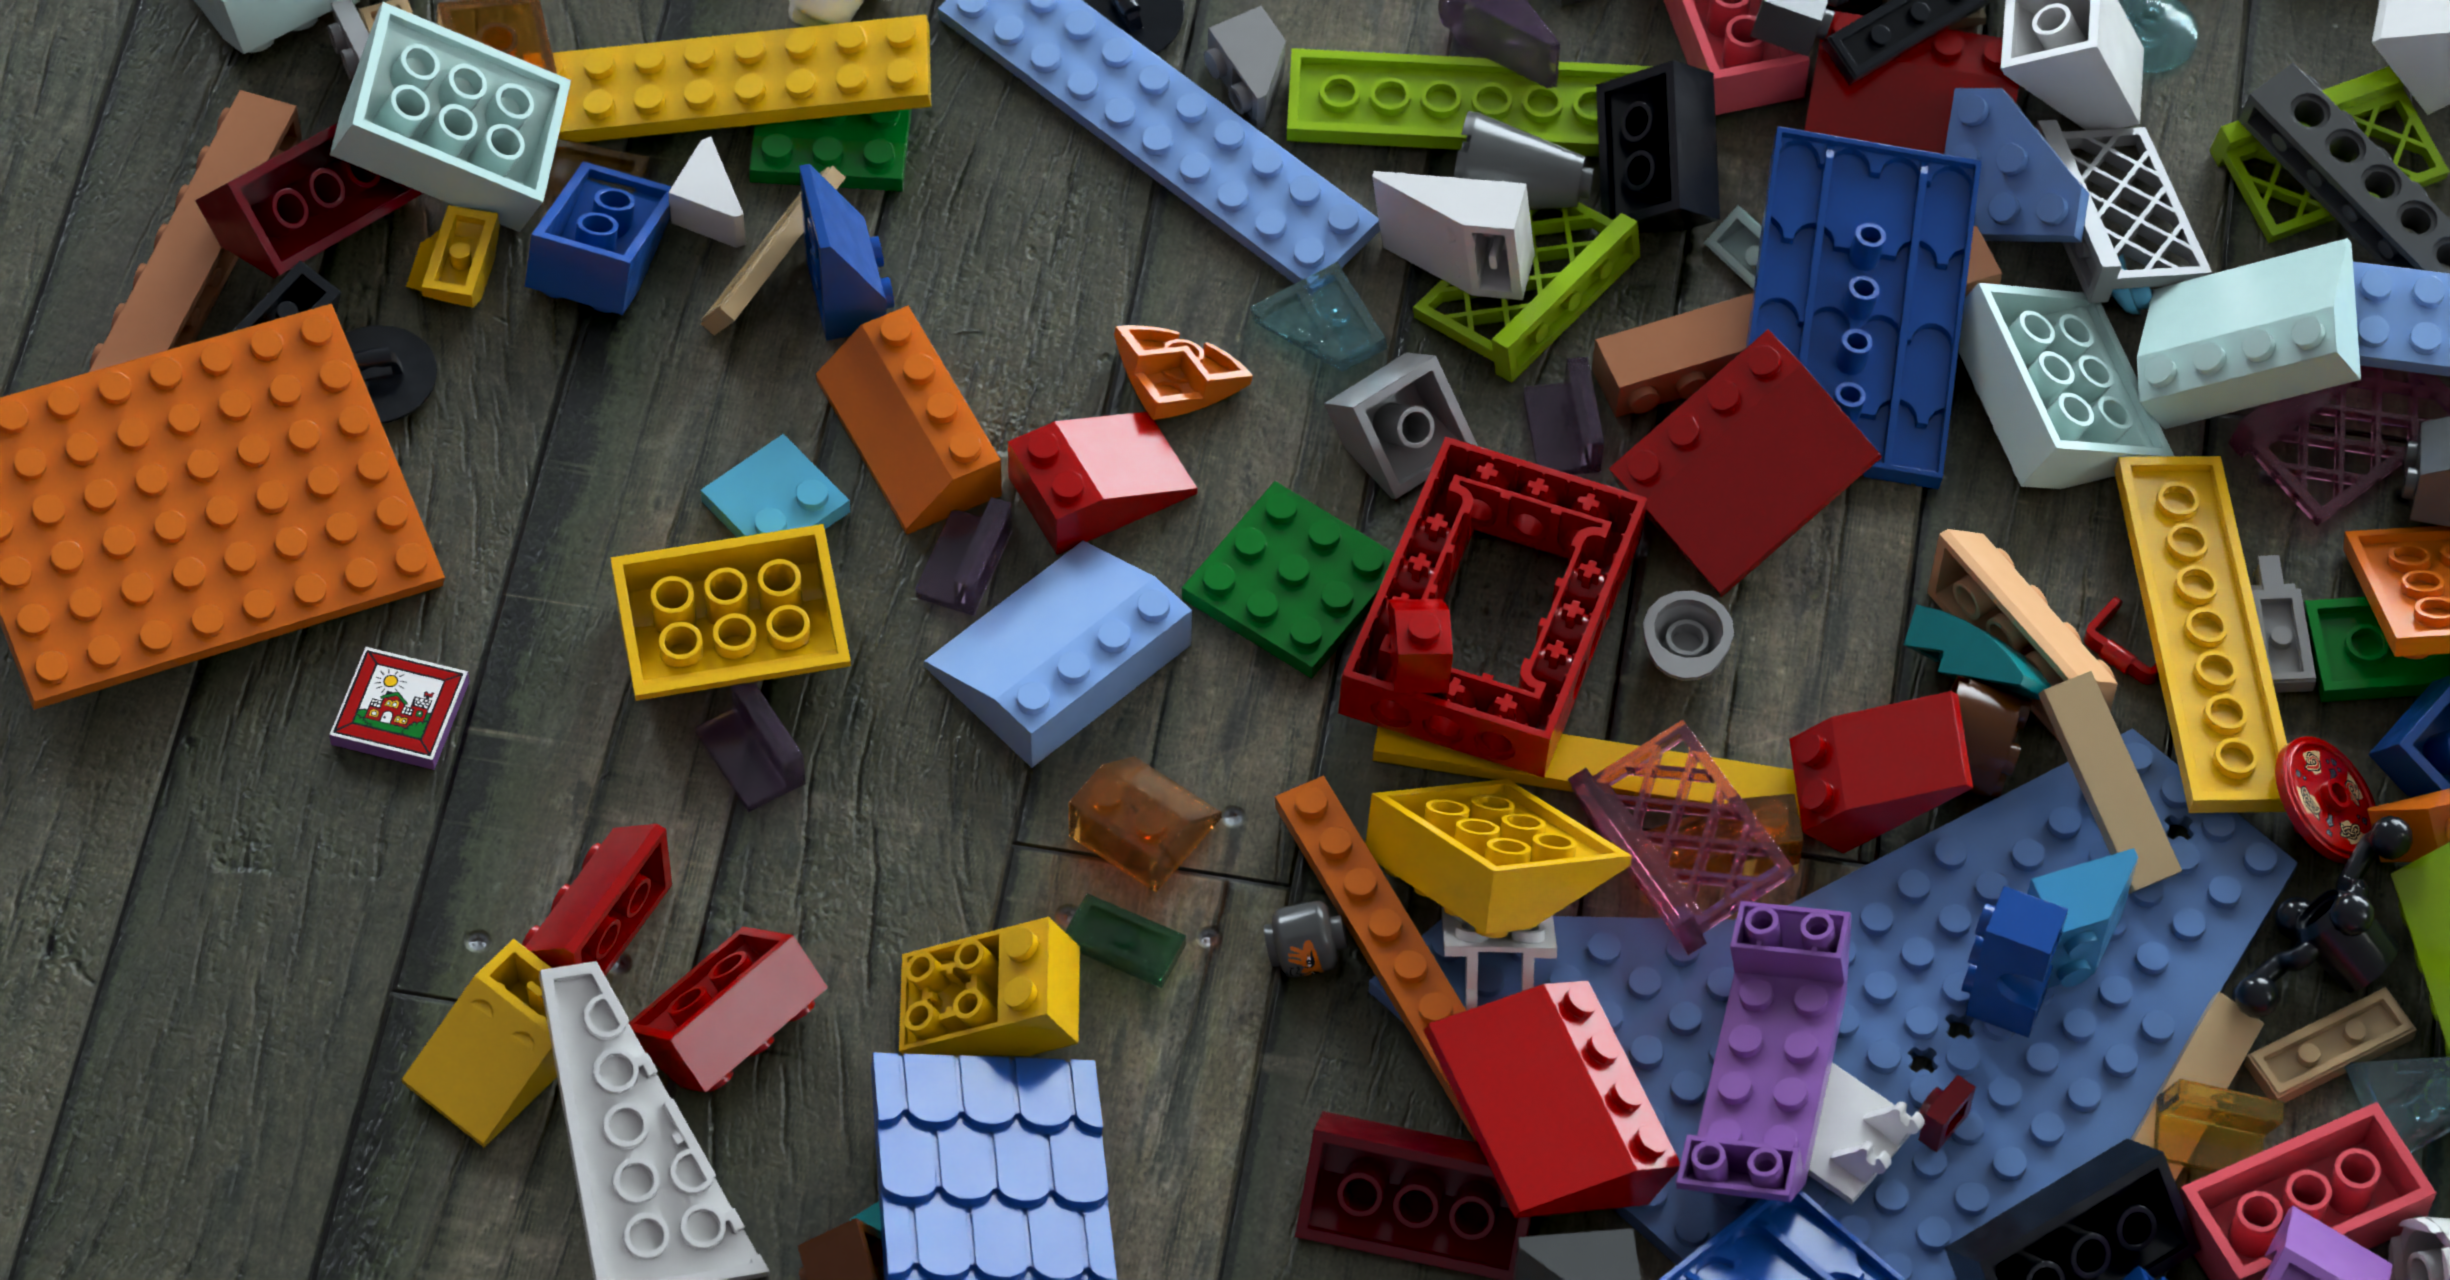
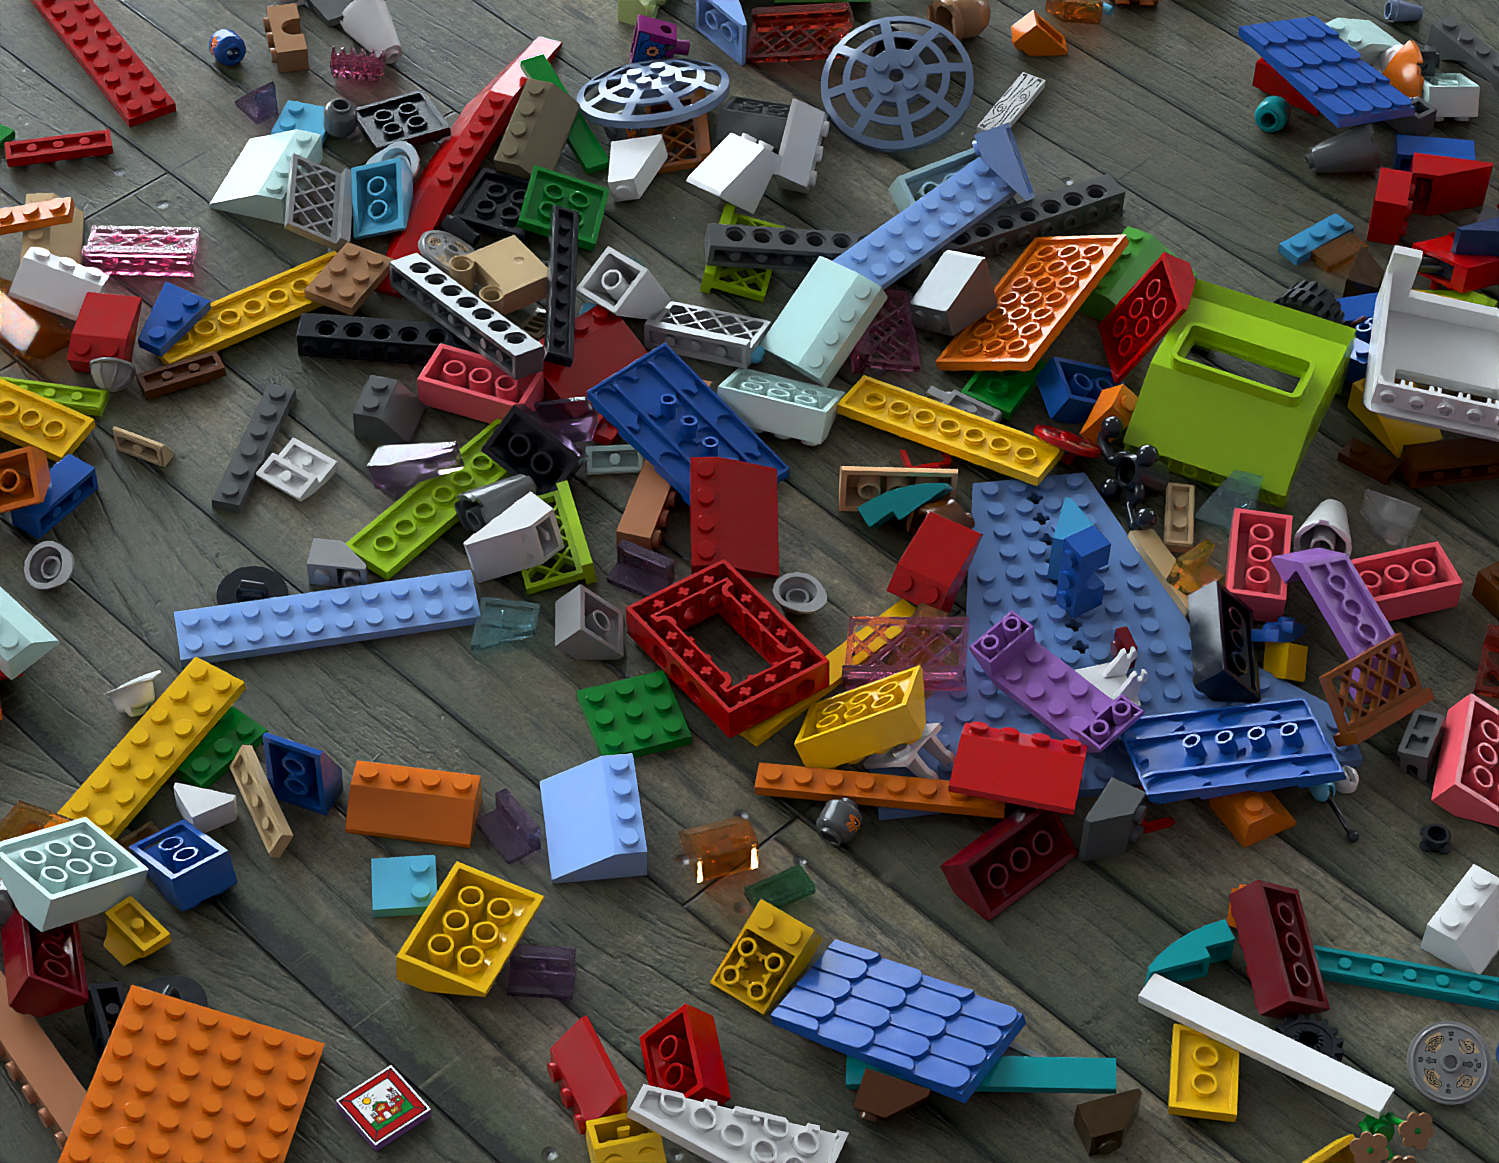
camera: 55 degrees left, 10 degrees down
(1095, 475) = (511, 755): red slope -> none
(1175, 373) = (478, 694): orange brick -> none
(1420, 645) = (743, 670): red slope -> none
(1748, 150) = (570, 417): none -> clear purple panel
(2022, 180) = (689, 340): medium blue plate -> none
(2109, 777) = (1007, 494): tan tile -> none

